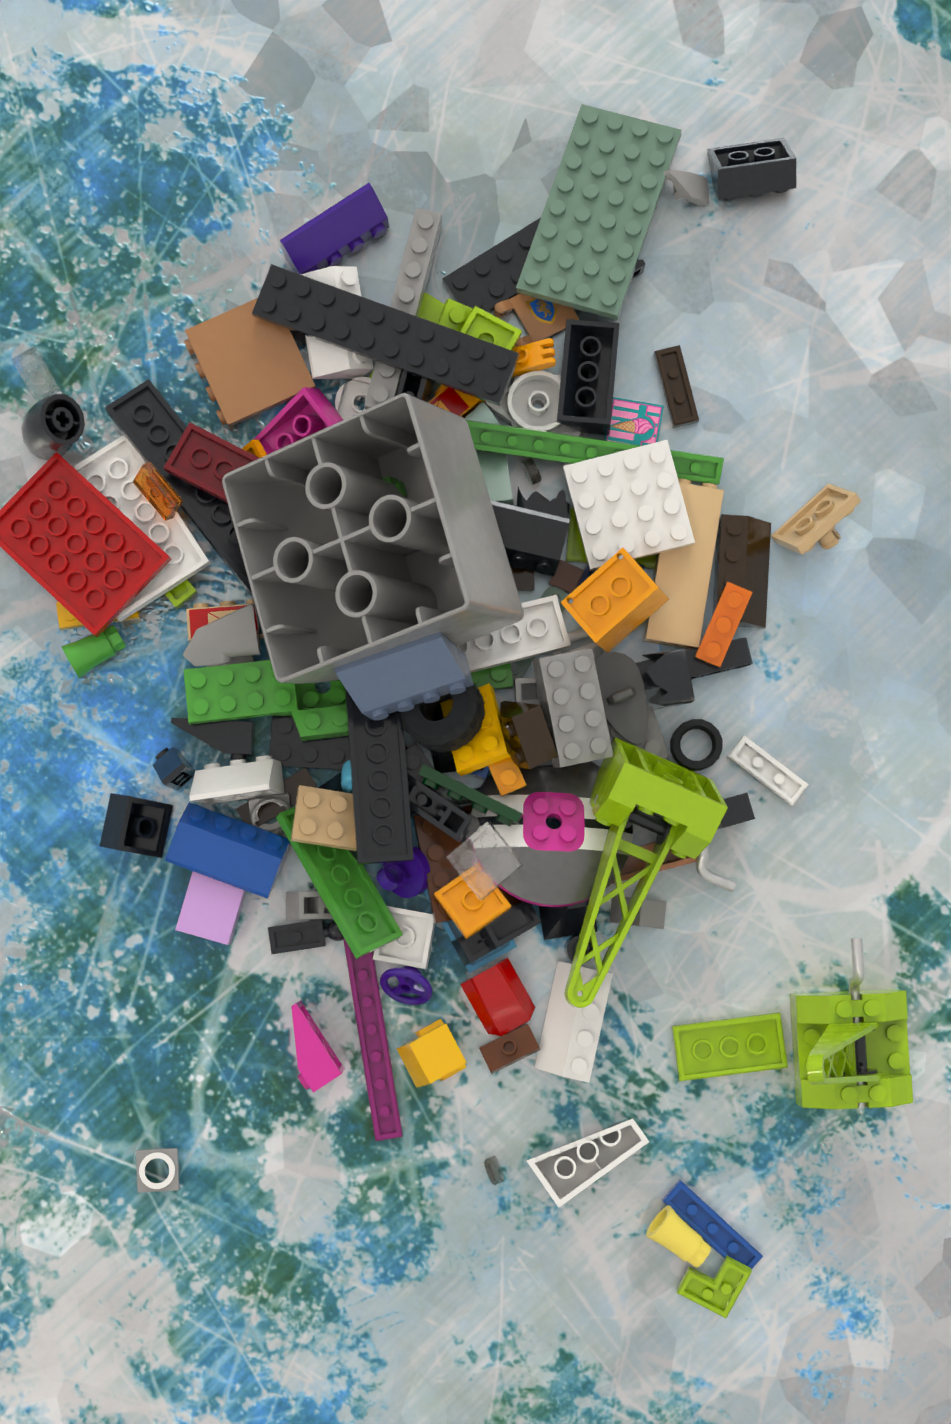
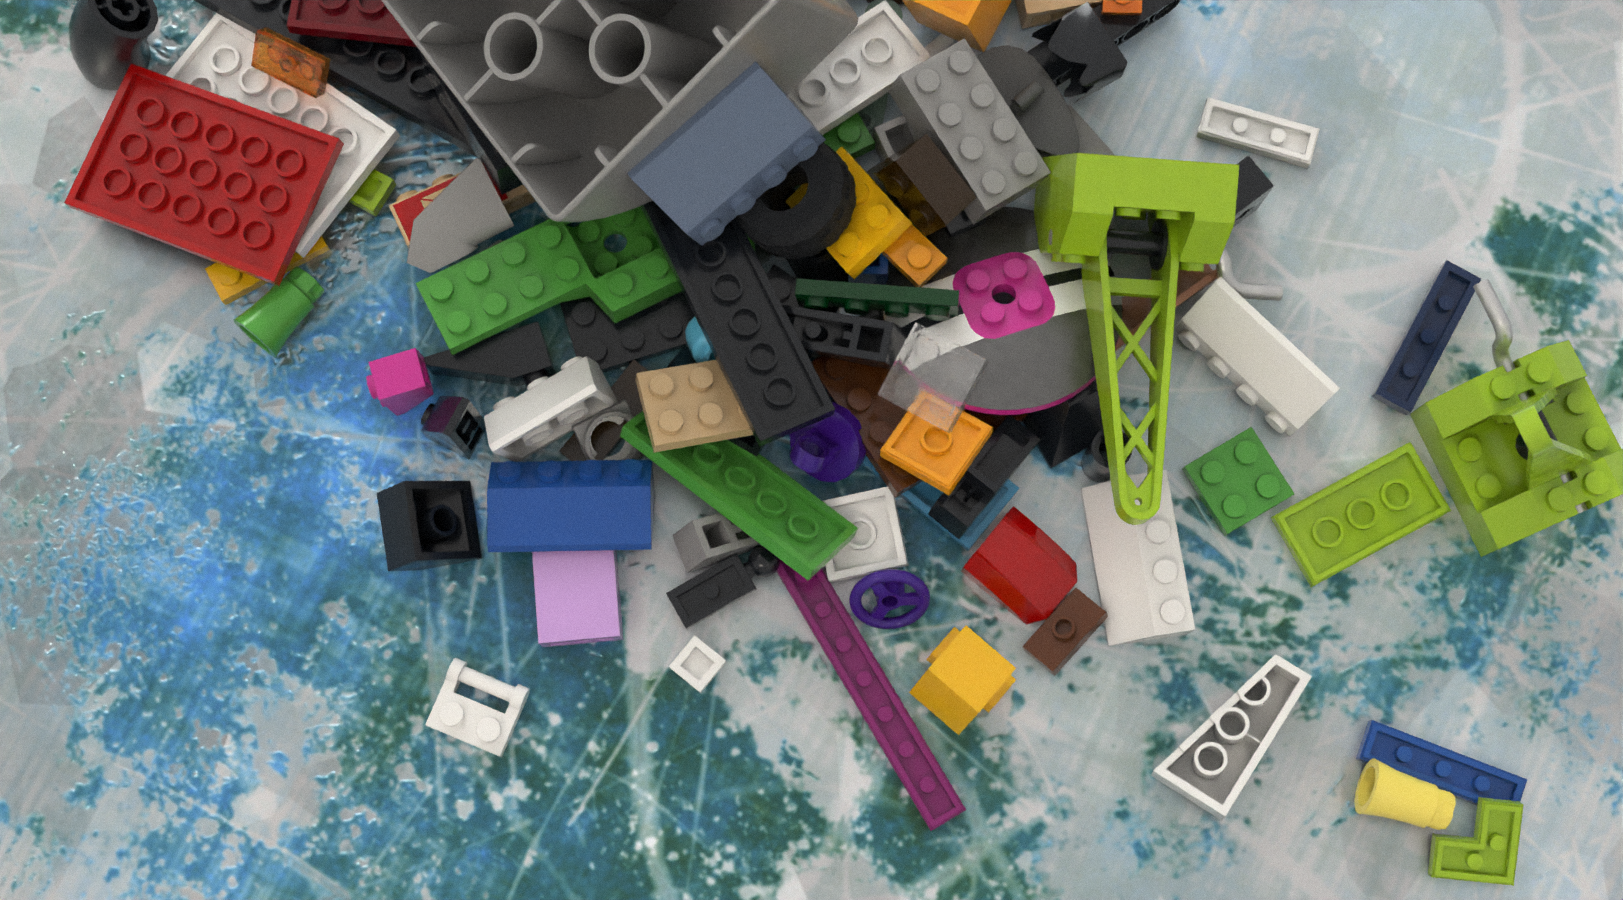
camera: 20 degrees left, 5 degrees down
(117, 959) = (474, 721): none -> white plate
(150, 728) = (400, 381): none -> dark pink slope
(270, 979) = (697, 664): none -> white plate
(314, 1054) = (802, 741): dark pink slope -> none
(494, 1170) = (1111, 806): clear smoke tile -> none
(649, 915) = (1184, 382): light grey slope -> none
(659, 995) = (1238, 481): none -> bright green plate
(700, 922) = (1255, 358): none -> white slope
(711, 730) = (1155, 104): black tyre -> none
(819, 949) = (1426, 338): none -> dark blue plate

